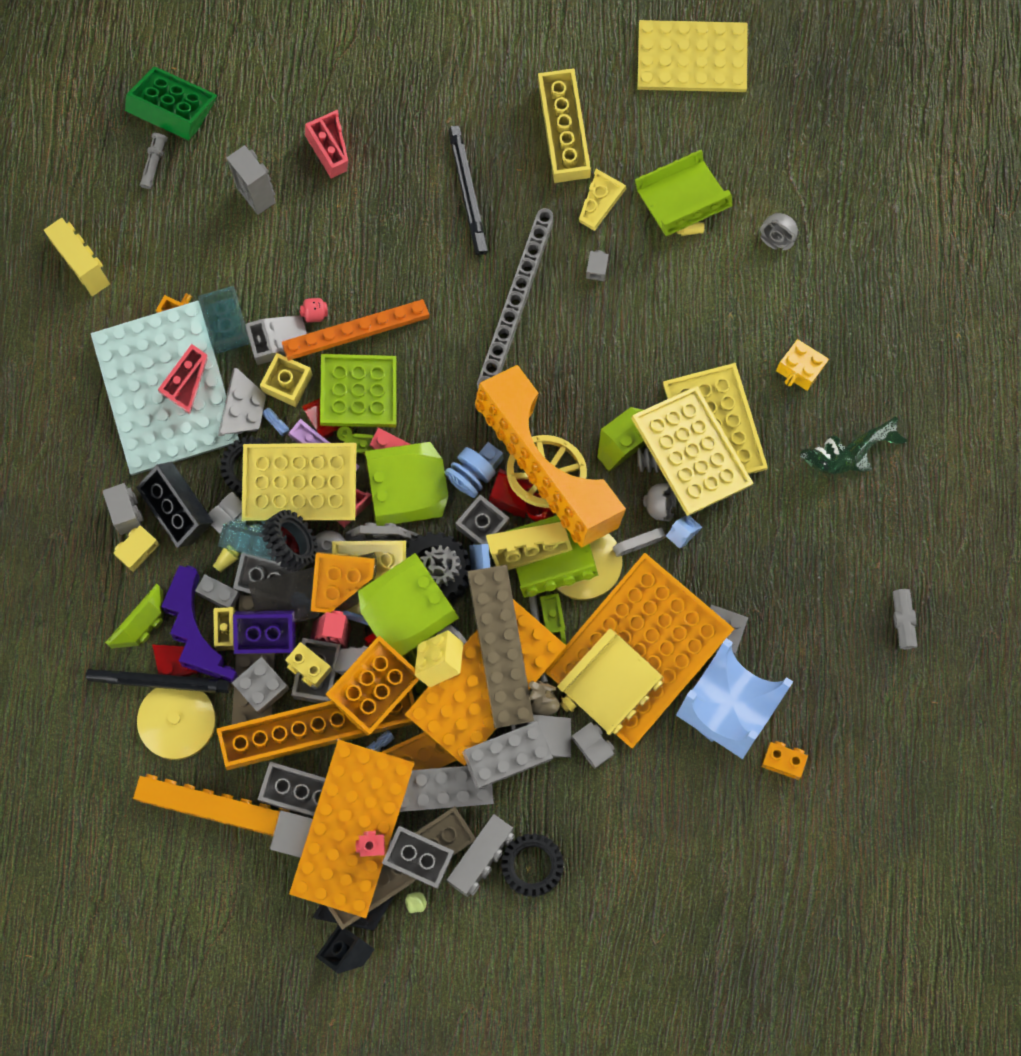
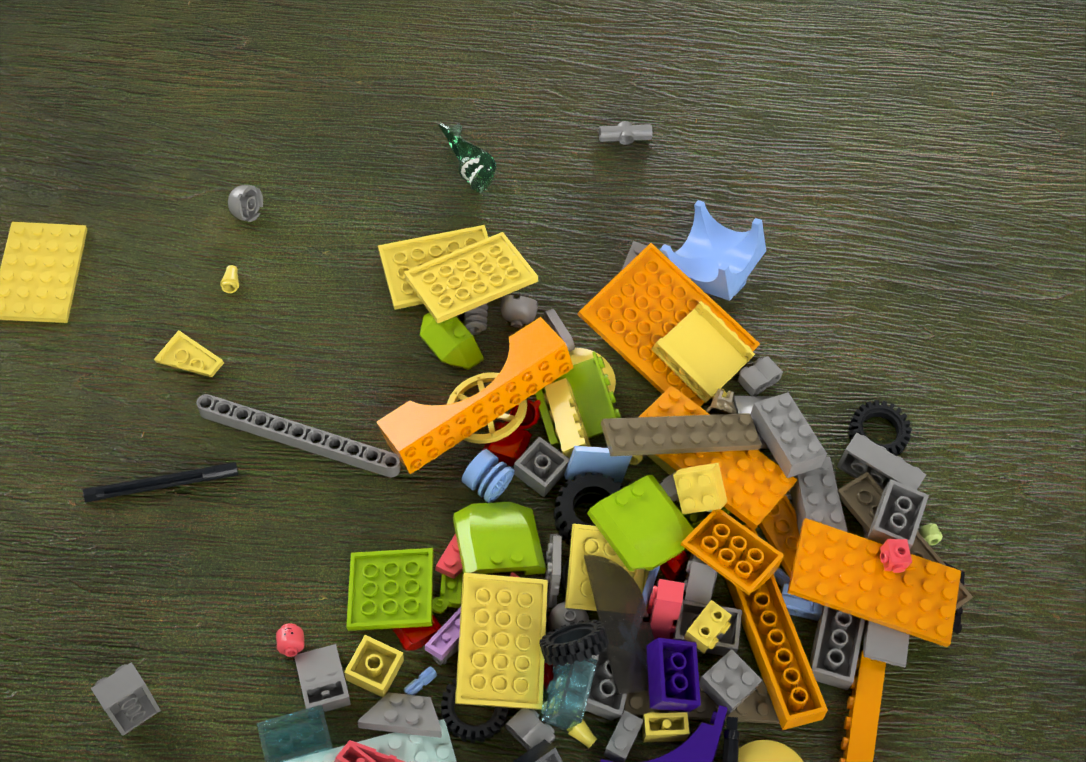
camera: 100 degrees left, 15 degrees down
(328, 143) = (86, 623): coral wedge -> none
(338, 579) = (615, 592): light orange plate -> none
(344, 951) = (990, 601): black slope -> none
(355, 329) = (320, 593): orange plate -> none
(442, 558) = (594, 485): light grey gear -> none
(492, 455) = (465, 457): light blue brick -> none
(553, 615) = (634, 407): lime hinge -> none
(564, 125) = (100, 383): light yellow brick -> none
(597, 265) = (264, 359): light grey brick -> none
(682, 193) = (196, 281): lime panel -> none
(683, 531) = (548, 292): light blue brick -> none
(785, 760) = (766, 215): light orange brick -> none
(801, 365) = (383, 194): yellow plate -> none

